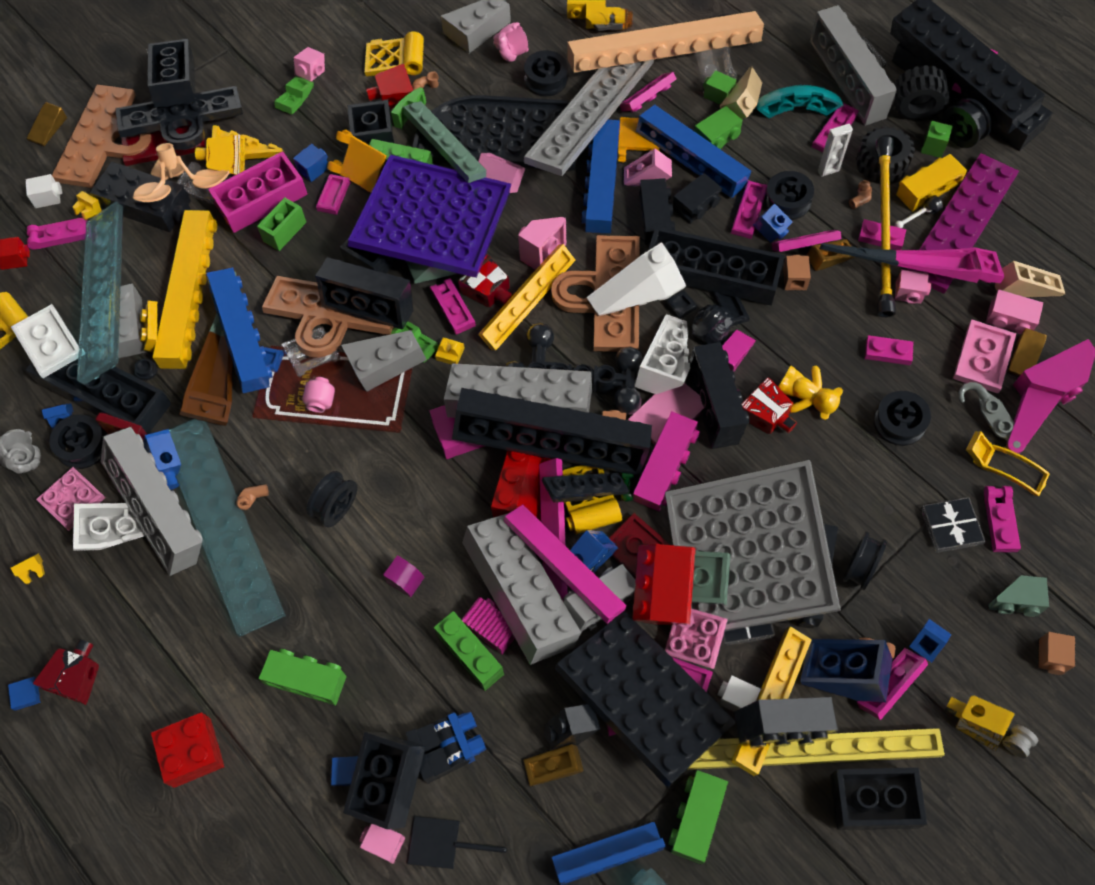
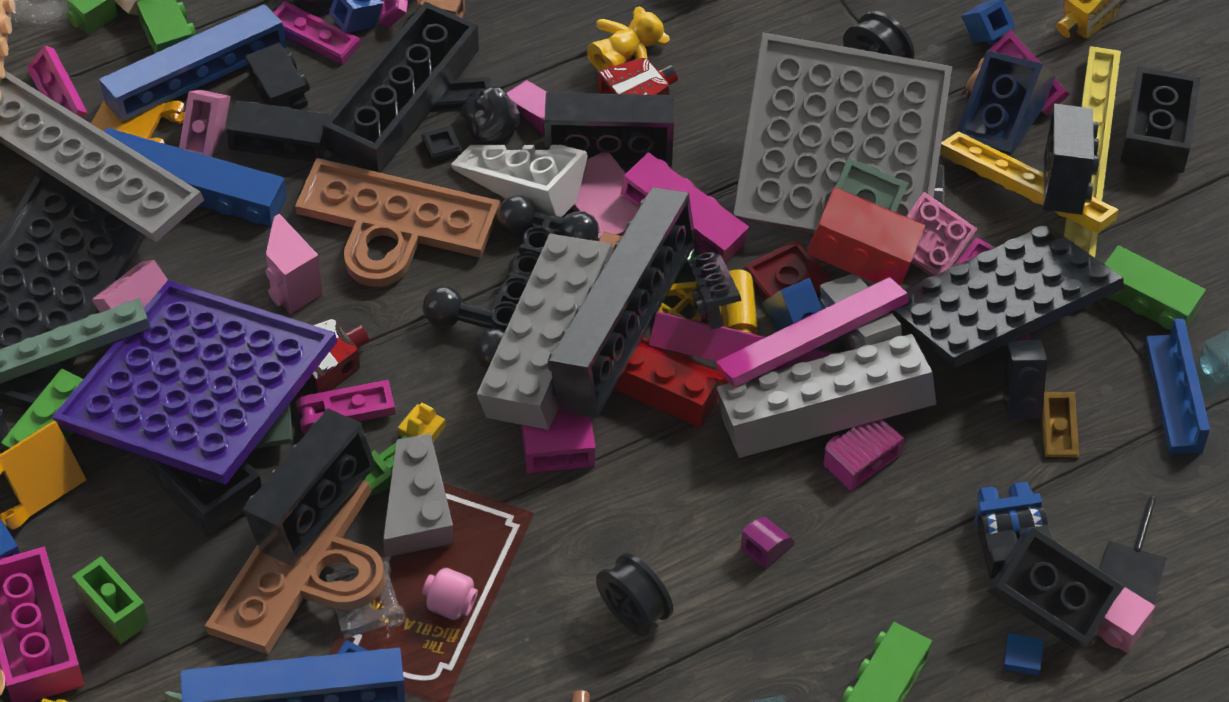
camera: 80 degrees left, 10 degrees down
(333, 194) = (65, 533): dark pink tile -> none
(469, 651) = (894, 479): bright green brick -> none
(526, 297) = (373, 317): yellow plate -> none
(644, 280) = (411, 164): white wedge -> none
(737, 694) = (1014, 215): white brick -> none

